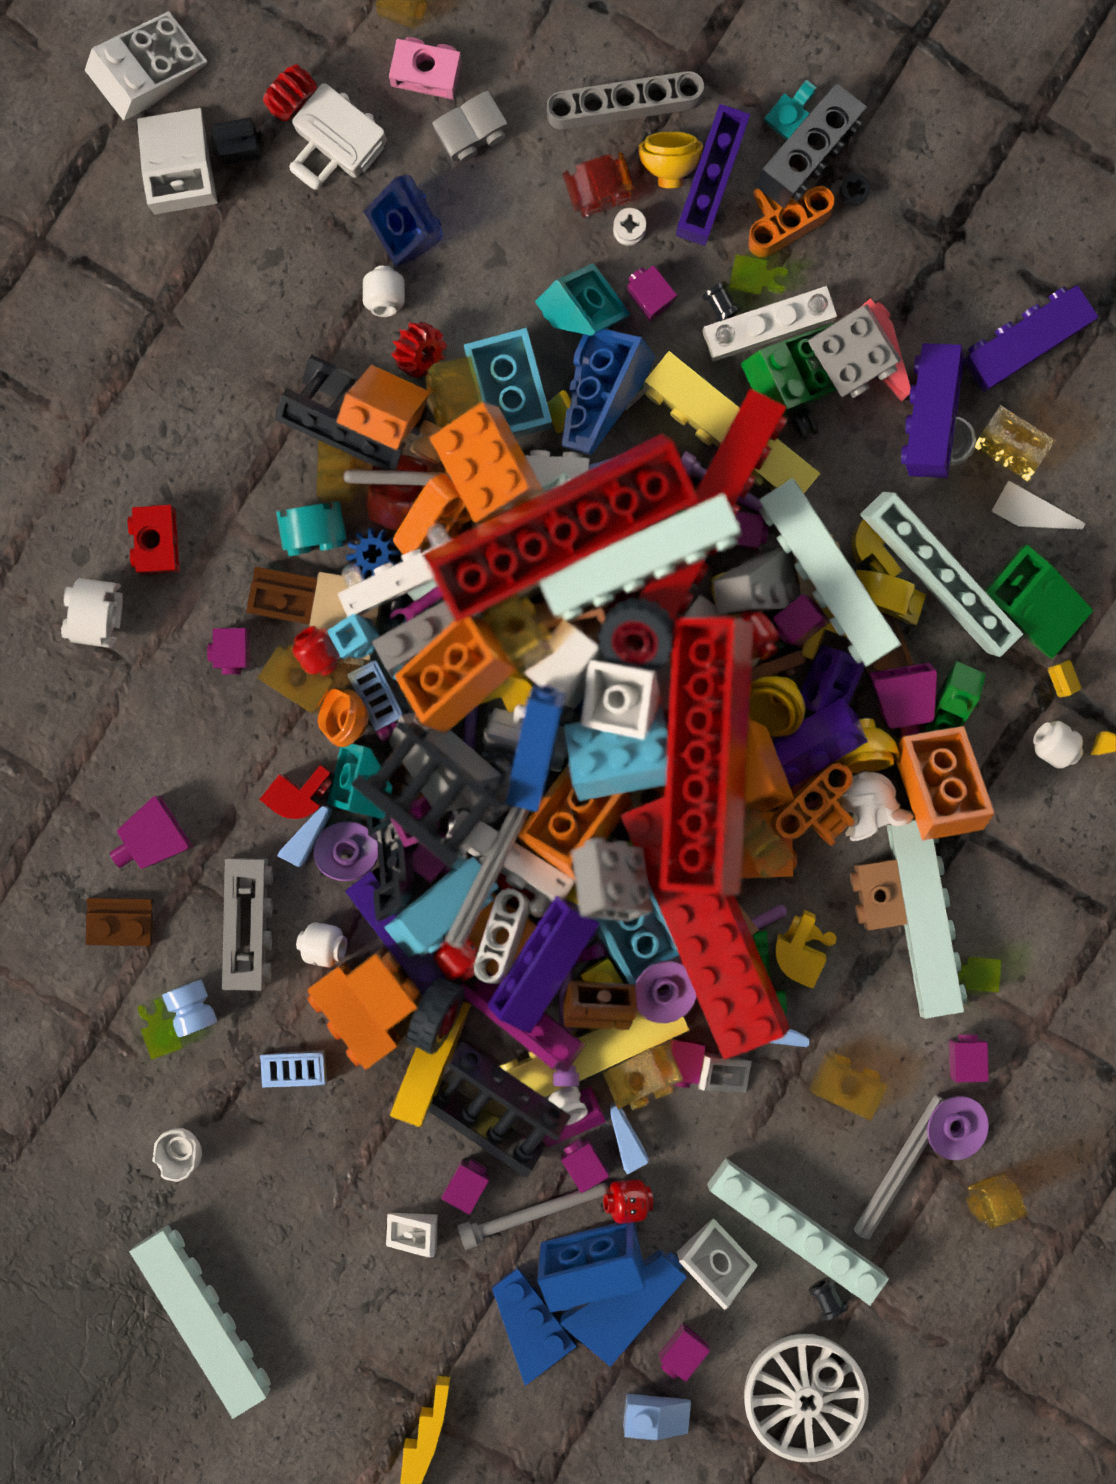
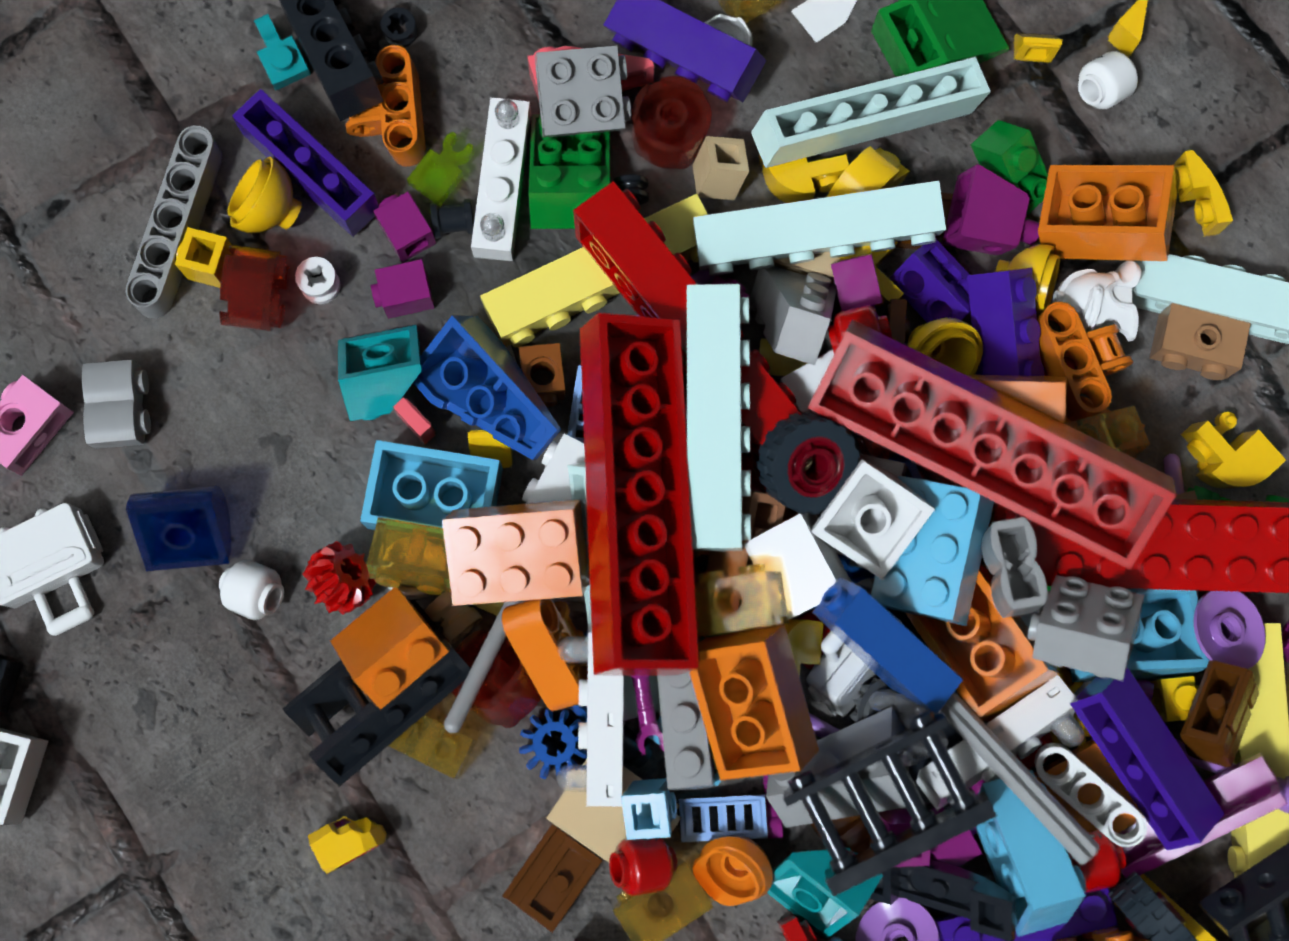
camera: 65 degrees left, 10 degrees down
(242, 442) = (345, 841): none -> yellow rock
(311, 527) = (488, 803): teal brick -> none
(557, 347) = (414, 420): none -> coral tile
(606, 136) = (202, 256): none -> yellow brick
(622, 815) = (1009, 555): none -> light grey brick
(643, 414) = (546, 358): none -> dark orange brick
(699, 269) = (404, 226): none -> magenta brick
(849, 482) = (720, 168): none -> tan brick
(881, 416) = (666, 101): none -> clear red brick
(1005, 843) = (1198, 183): none -> yellow slope

